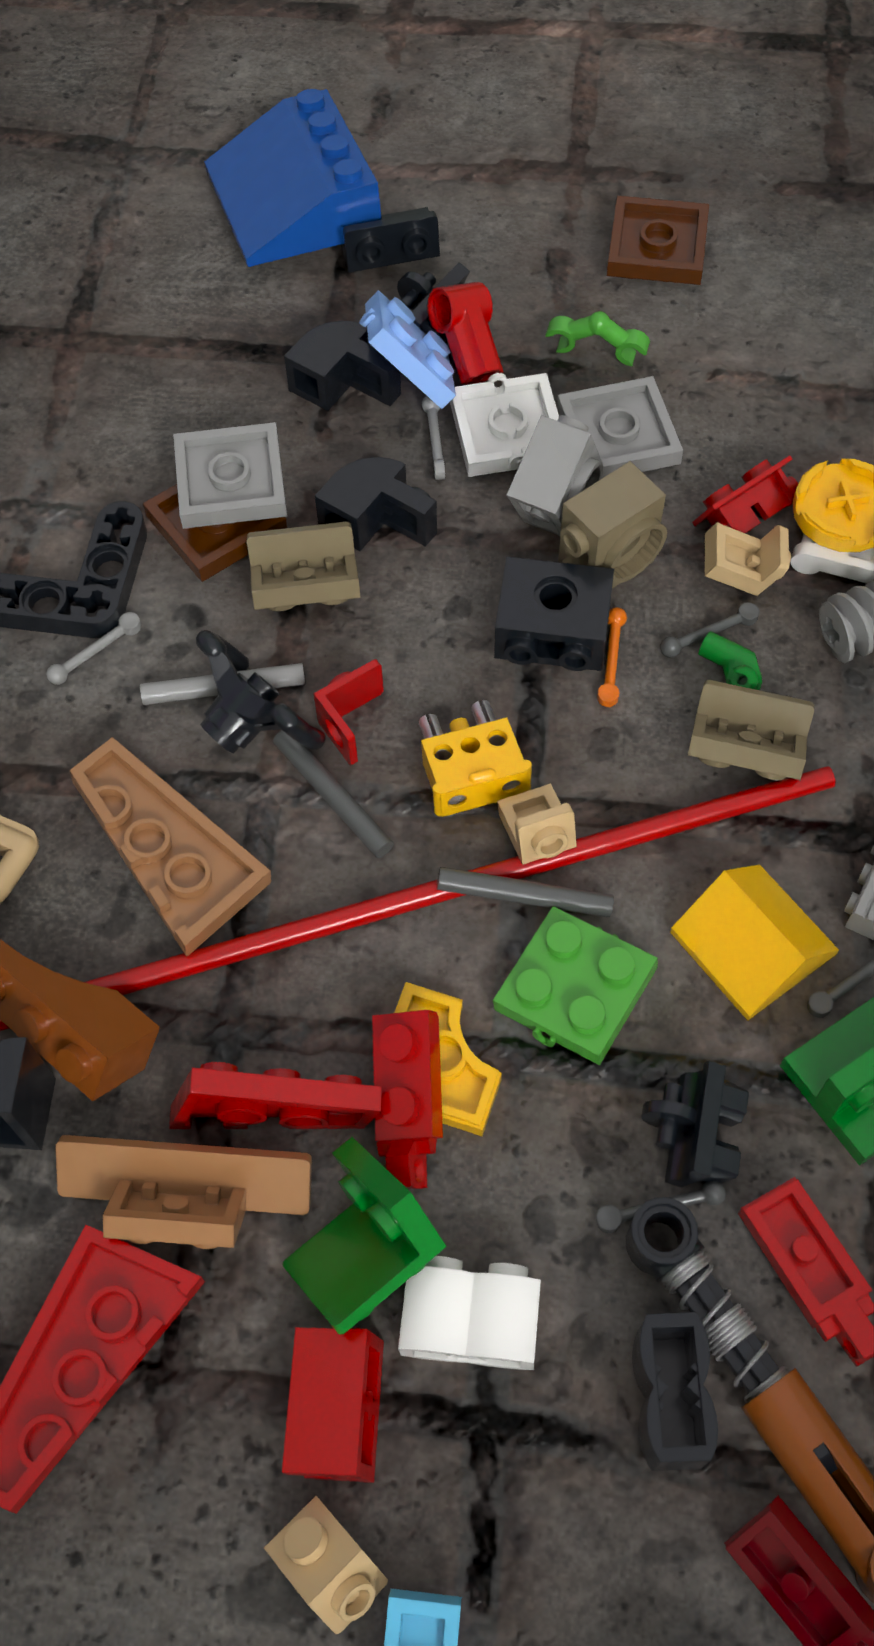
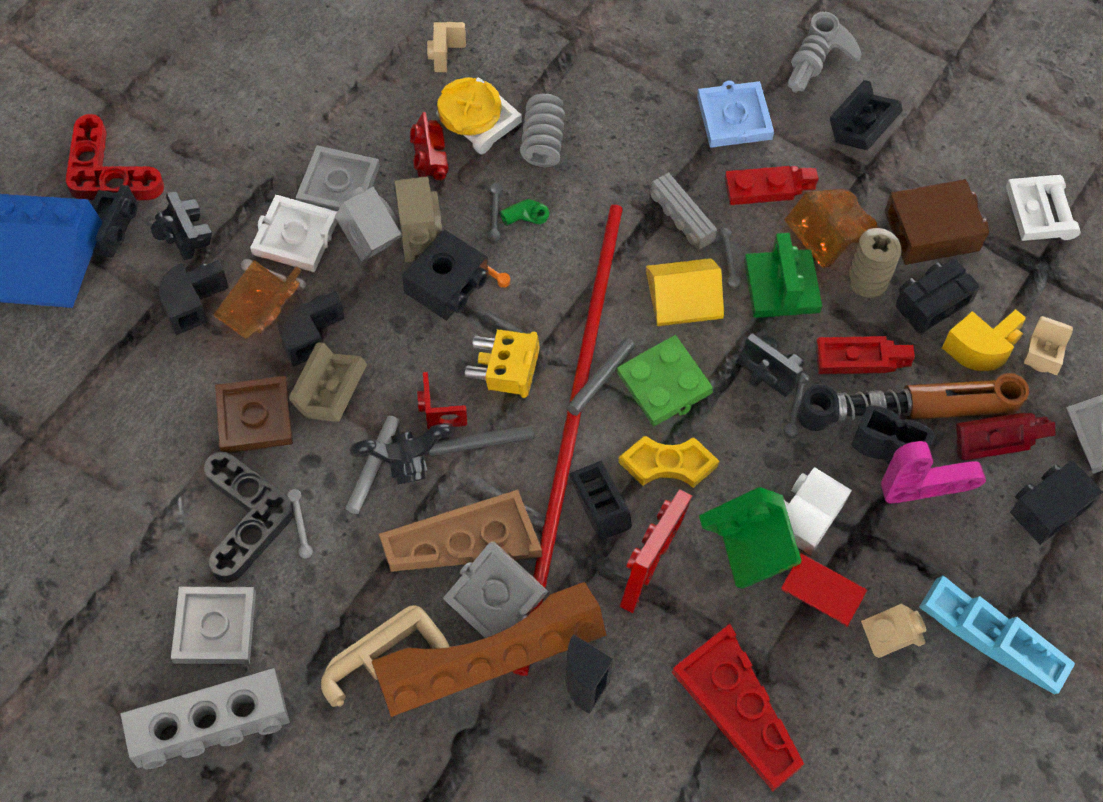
camera: 65 degrees left, 0 degrees up
(89, 918) = (494, 592): none -> light grey plate
(181, 1189) = (676, 616): medium nougat bracket -> none
(229, 475) = (240, 387): light grey plate -> none
(300, 1021) = (610, 519): none -> black slope
(375, 428) = (256, 299): none -> clear orange bracket
(411, 1096) = (671, 474): red hinge -> none
(415, 354) = (218, 248): light blue plate -> none
(464, 316) = (210, 213): red piece -> none
(501, 168) = (94, 171): none -> red beam
(538, 823) = (567, 349): tan bracket -> none
(602, 326) = (249, 170): bright green arm -> none
(606, 1448) = (912, 478): none -> dark pink beam
(658, 240) = (214, 90): reddish brown plate -> none
(746, 560) = (469, 169): tan bracket -> none
(751, 730) = (573, 226): dark tan bracket -> none

